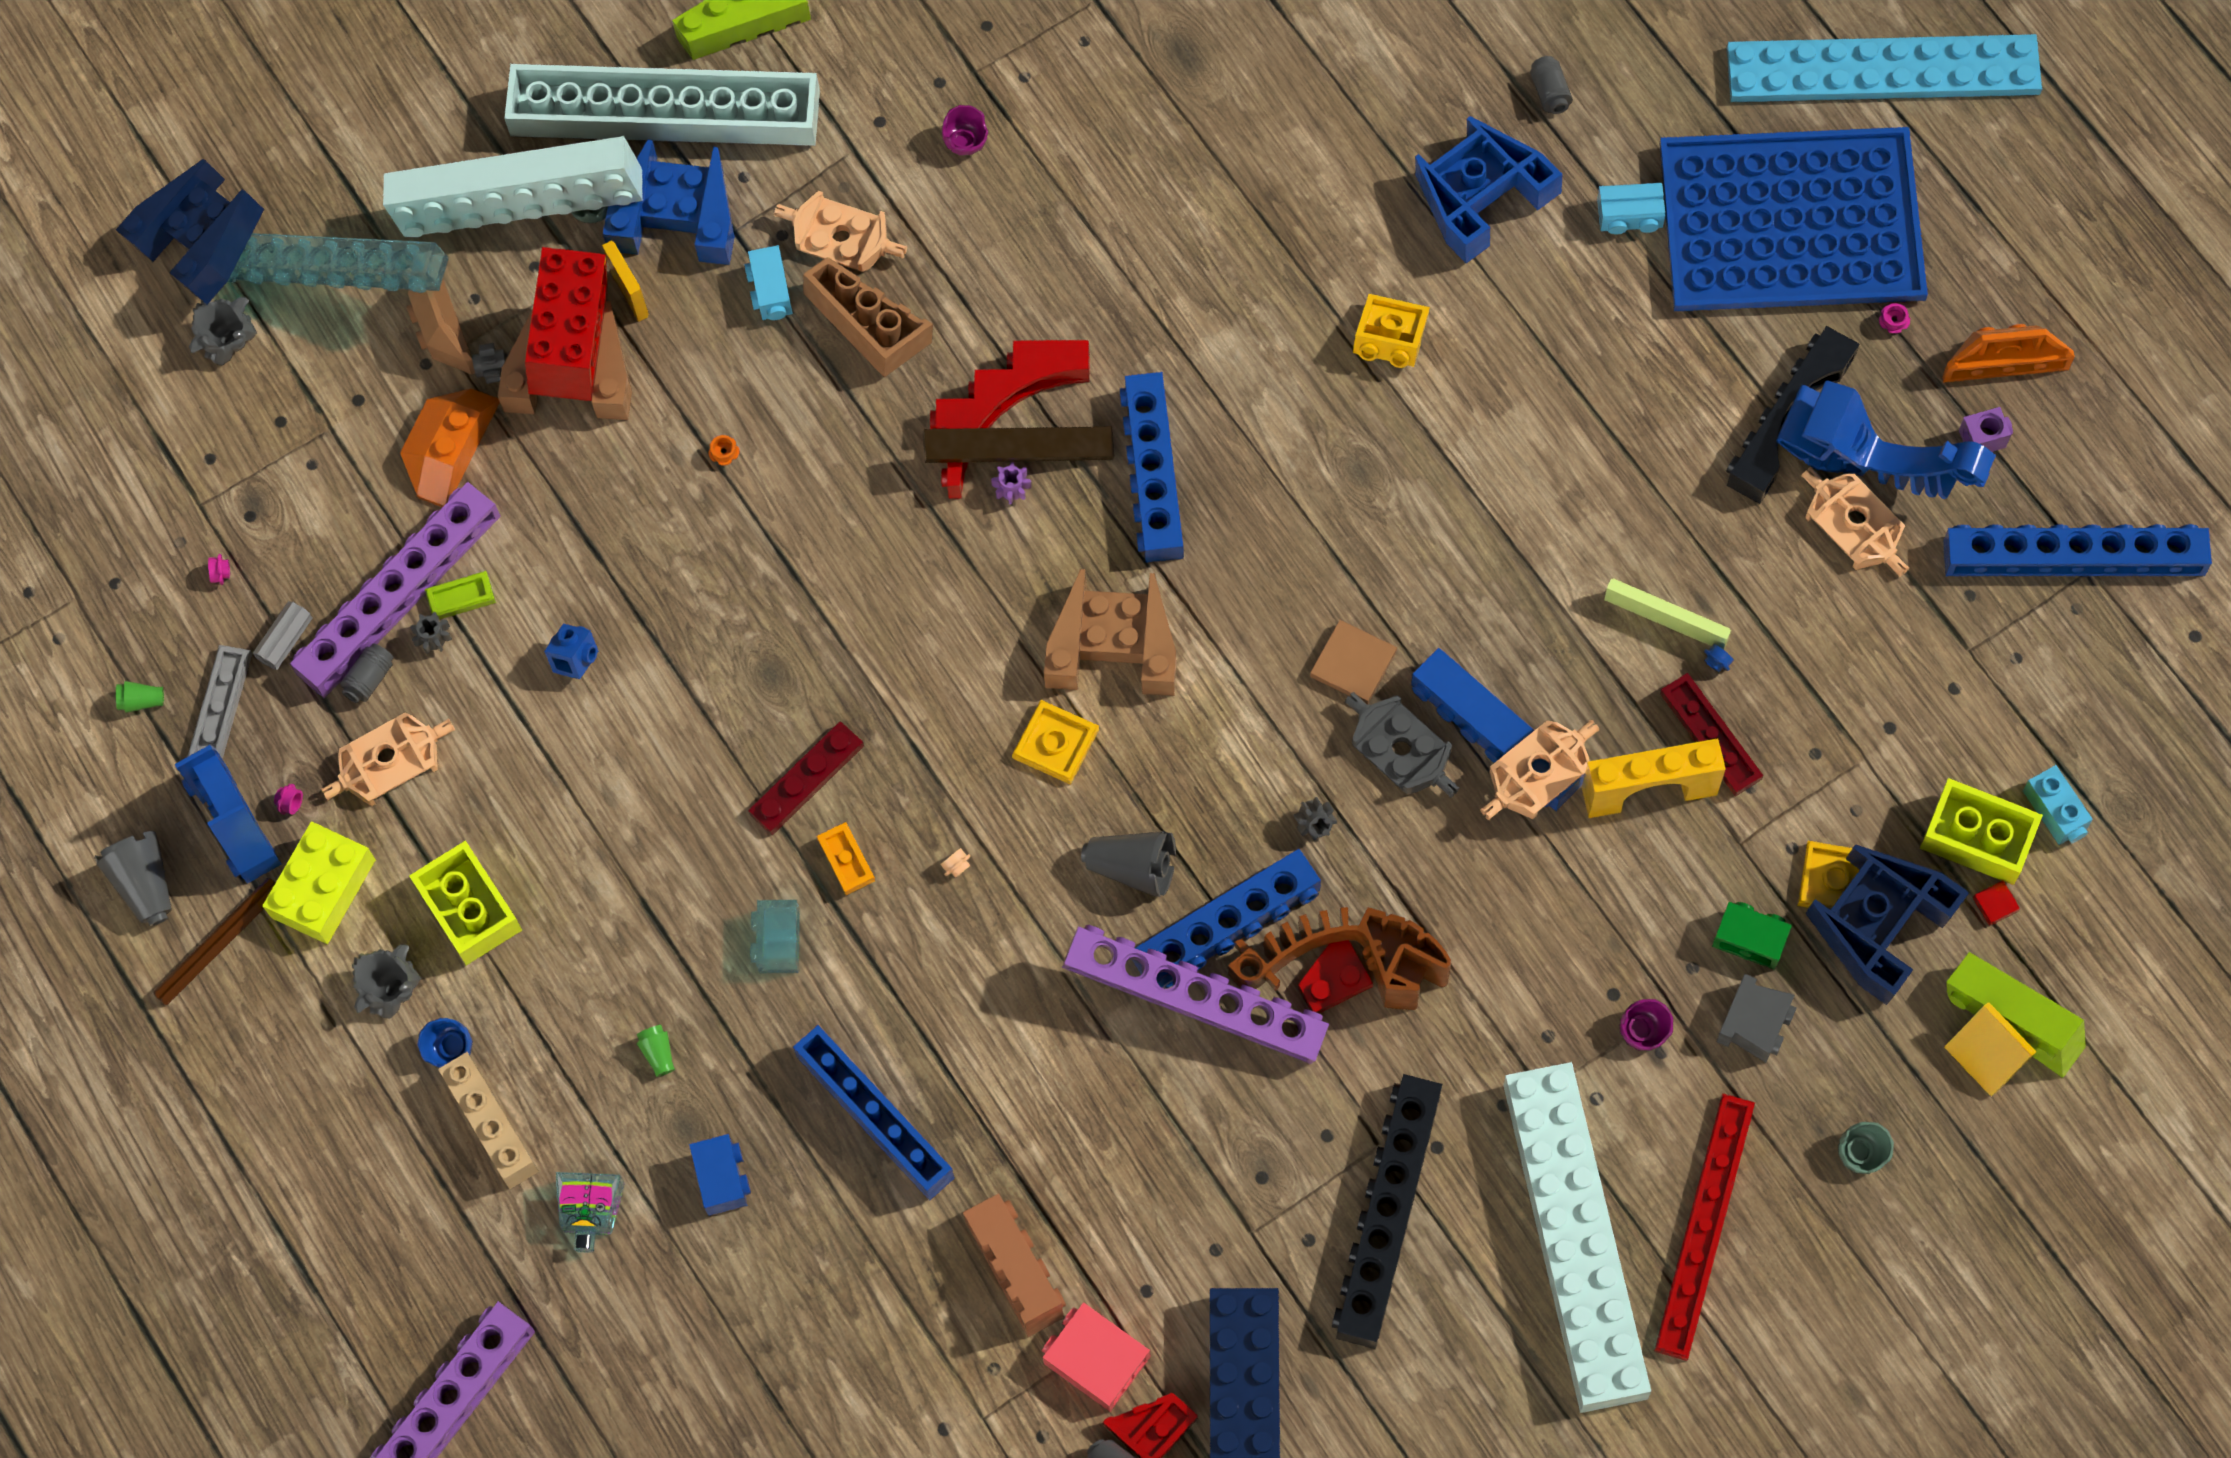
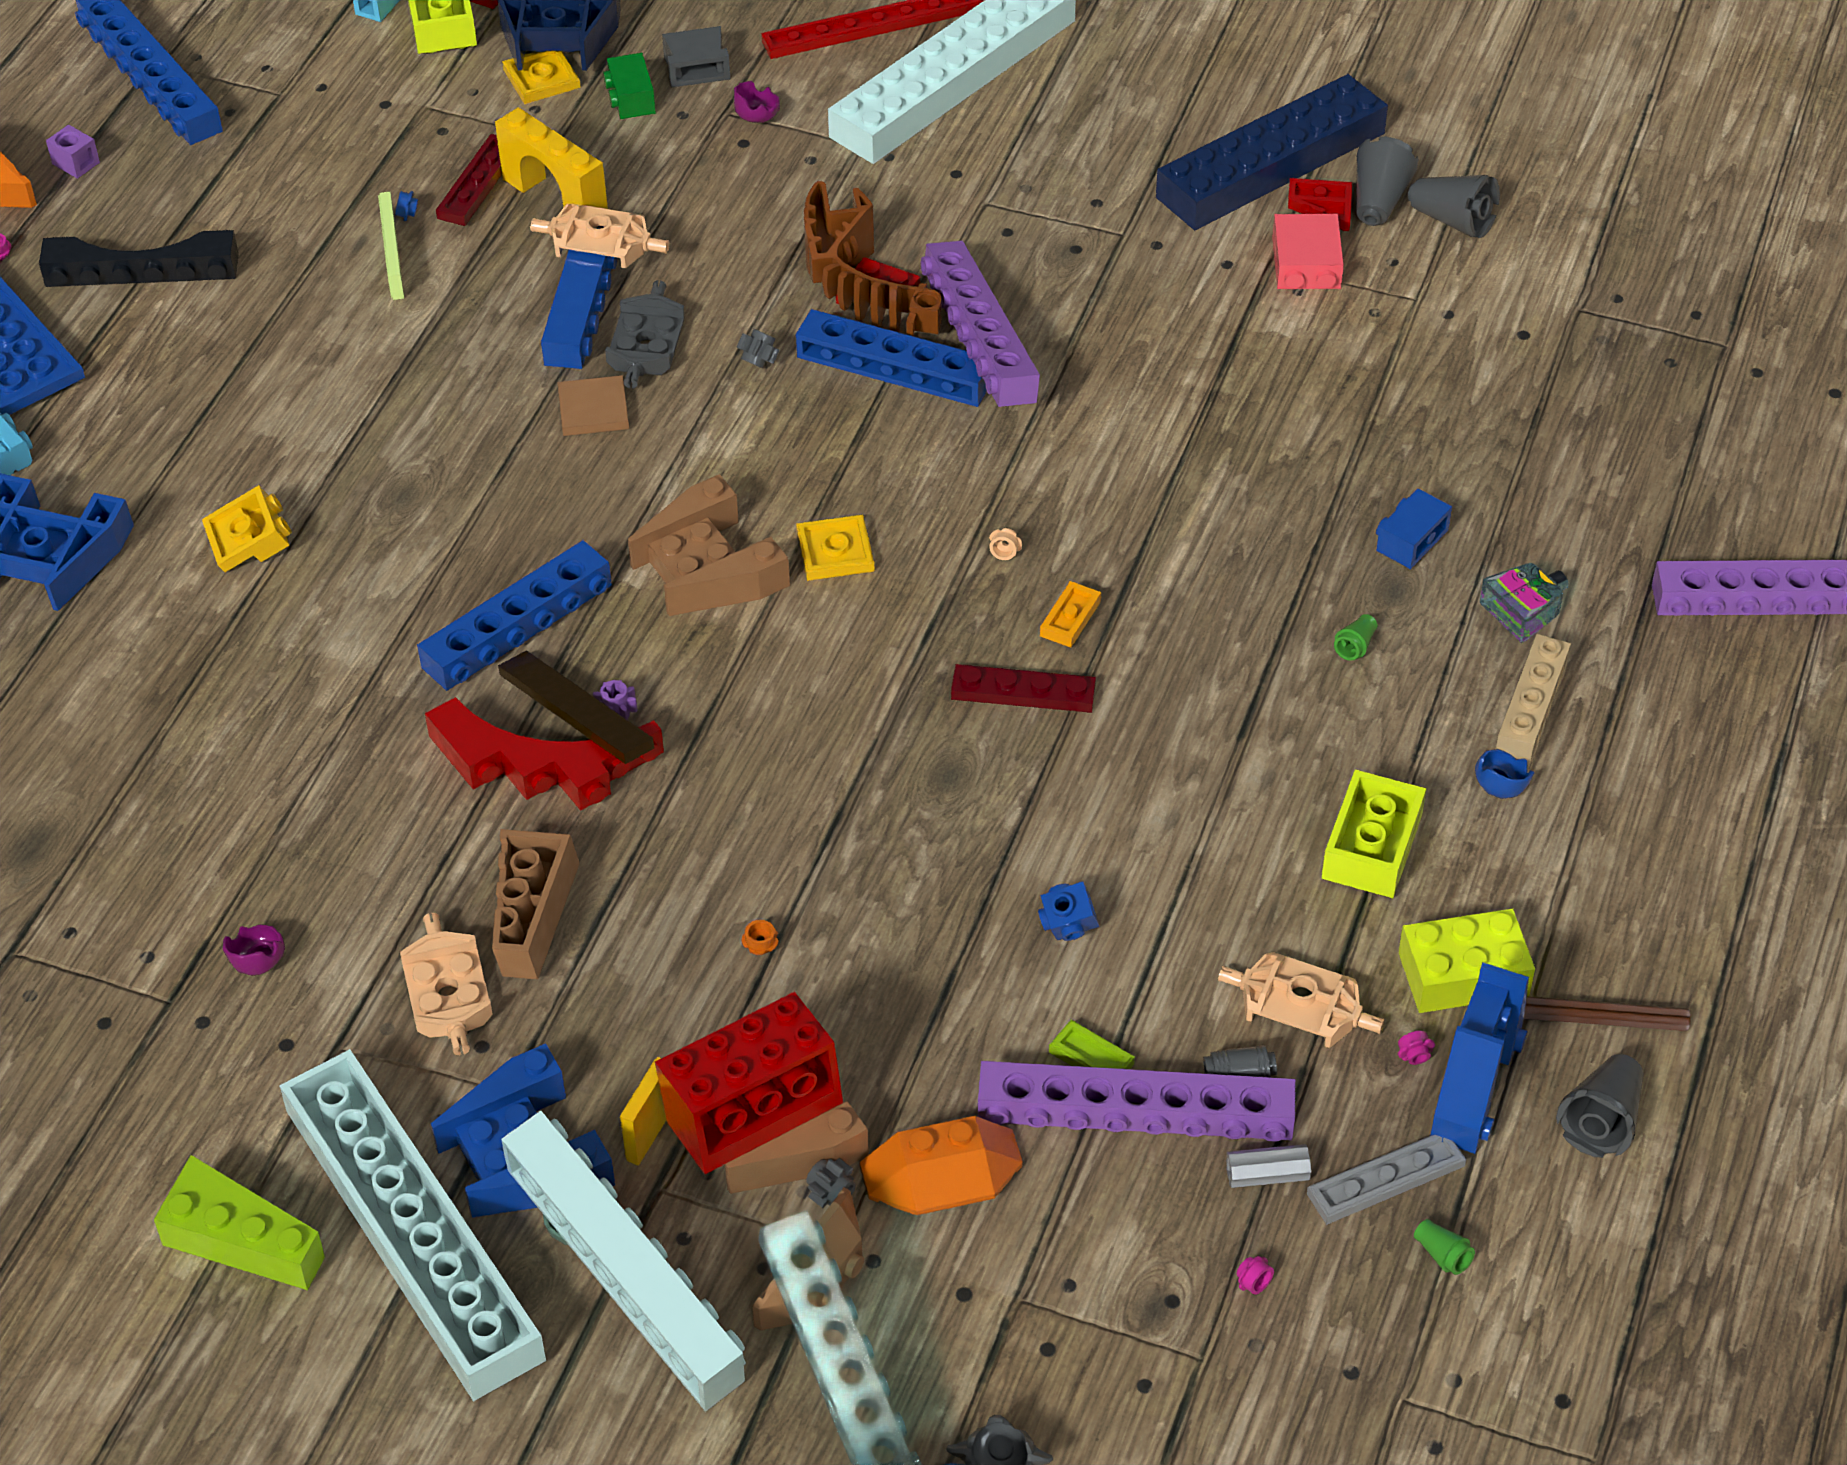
camera: 130 degrees left, 20 degrees down
(384, 981) = (1499, 845): dark grey hair -> none
(434, 641) = (1152, 1041): dark grey gear -> none
(770, 283) = (549, 1006): medium azure brick -> none
(776, 936) = (1182, 614): clear light blue brick -> none
(874, 1112) = (1264, 465): blue brick -> none
(1014, 1264) = (1293, 319): nougat wedge -> none
(1133, 860) = (897, 425): dark grey cone -> none
(1366, 1328) = (1032, 161): black brick -> none
(1836, 436) = (144, 198): blue piece -> none
(1866, 542) = (208, 203): light nougat plate -> none

